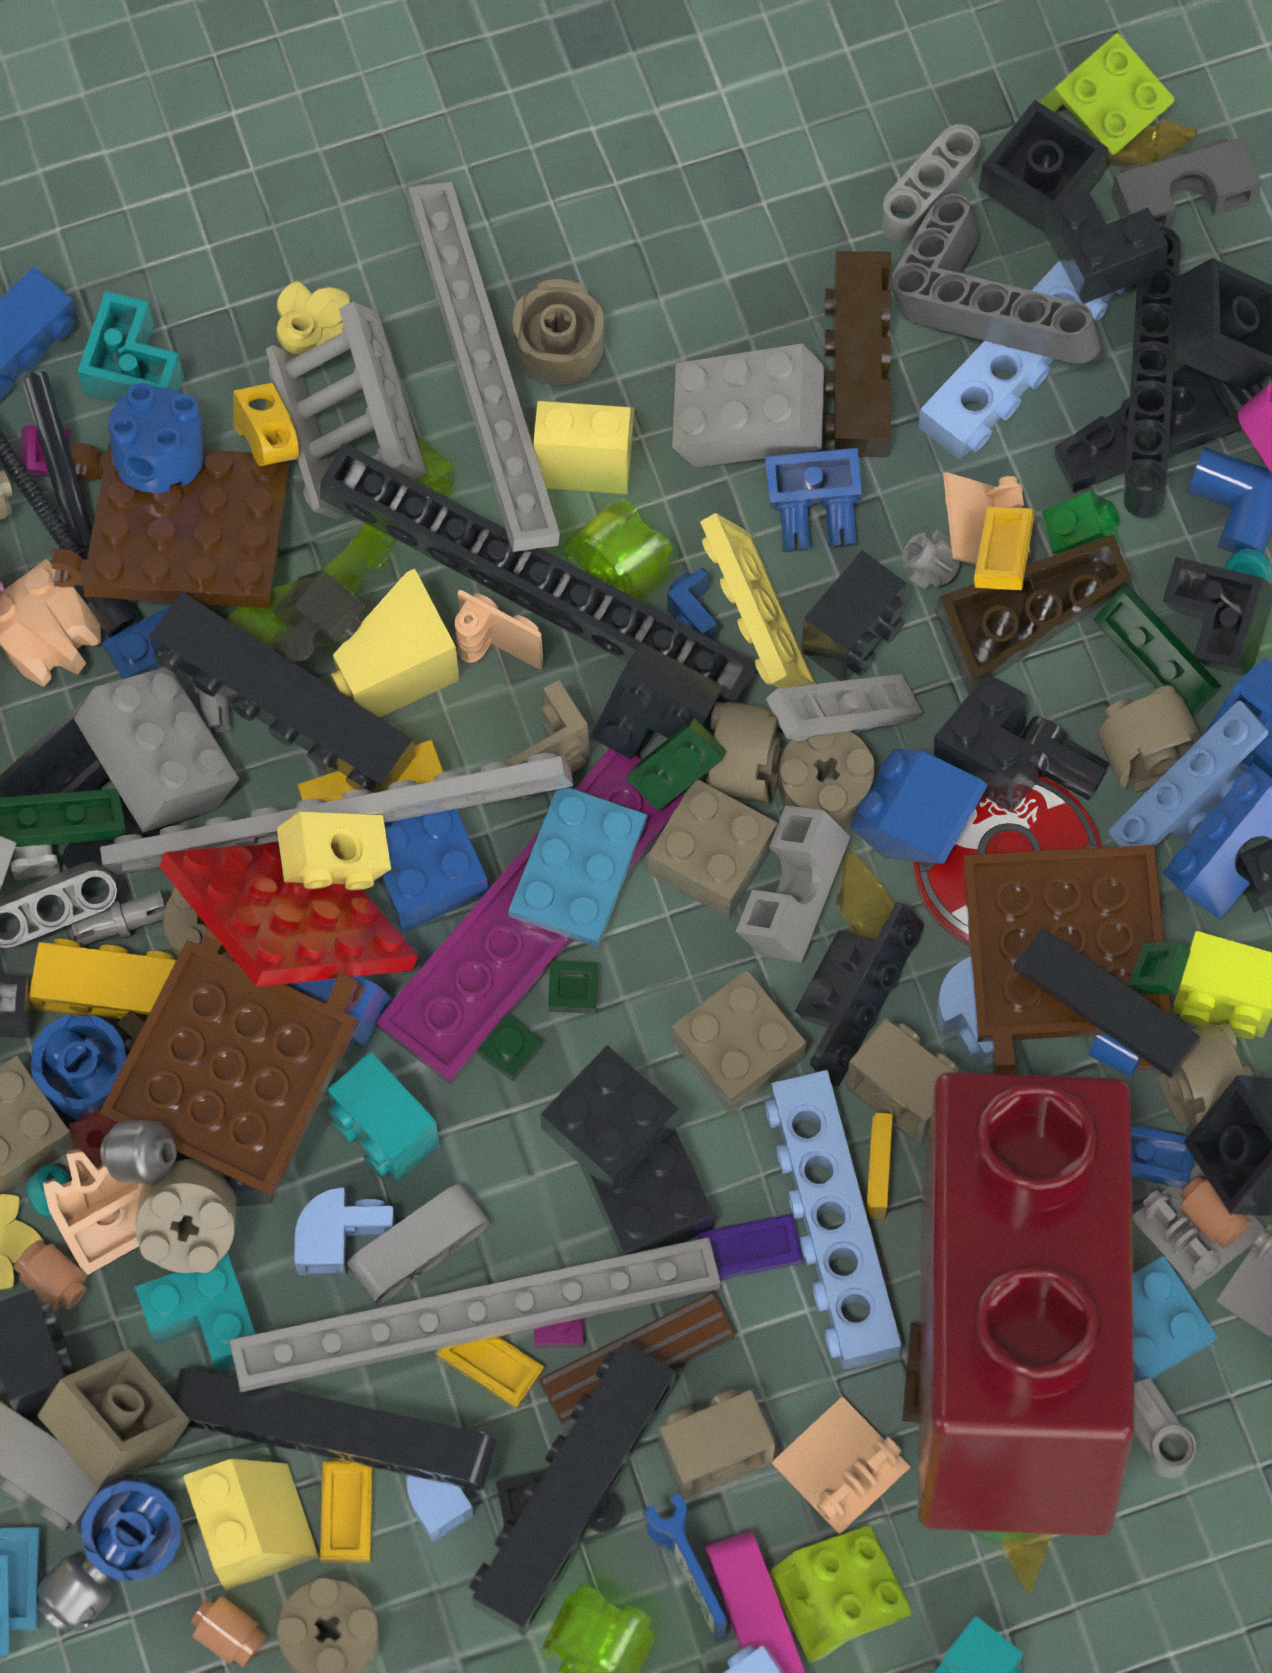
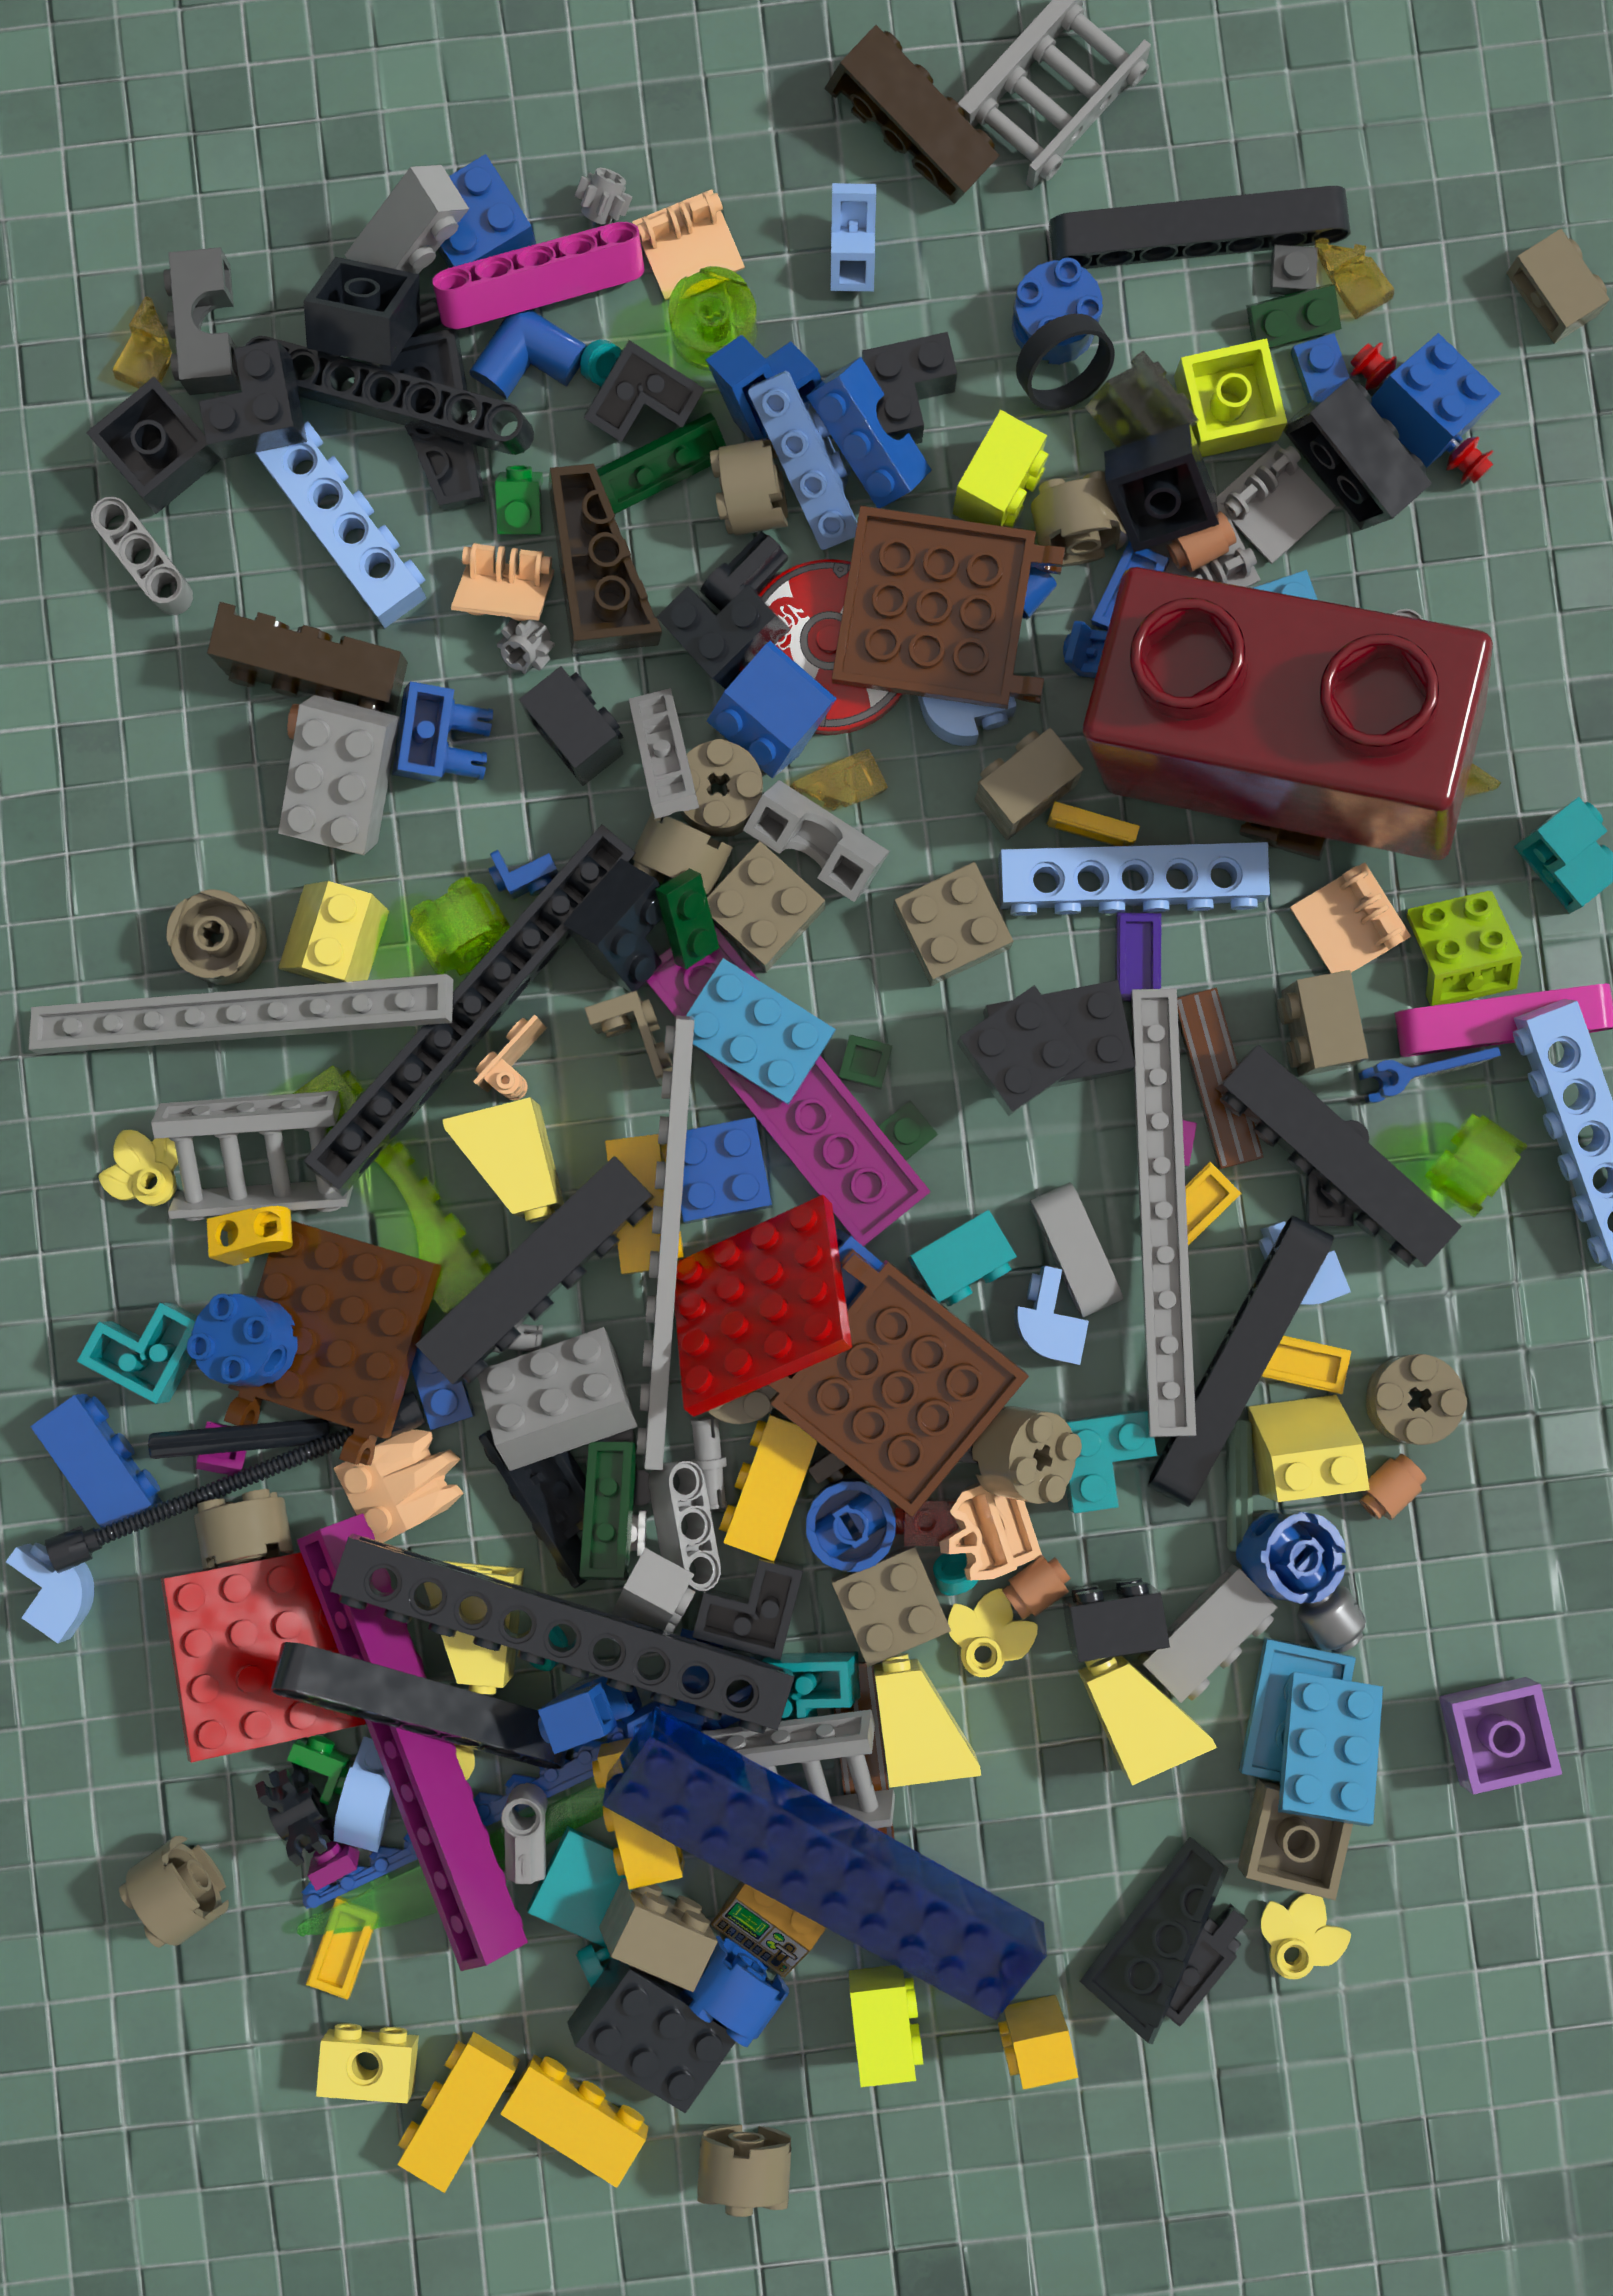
camera: 75 degrees left, 15 degrees up
(113, 1418) = (1192, 1554): dark tan brick -> none
(138, 1151) = (966, 1487): flat silver head -> none
(309, 844) = (706, 1274): light yellow brick -> none
(316, 615) = (466, 1222): clear smoke brick -> none
(761, 611) = (555, 808): light yellow plate -> none
(853, 987) = (919, 812): black bracket -> none
(940, 297) = (280, 531): dark grey beam -> none
(1004, 548) = (540, 570): yellow tile -> none
(1107, 1003) = (1007, 581): black tile -> none
(1111, 95) = (89, 366): lime bracket -> none
(1159, 968) = (987, 526): dark green plate -> none

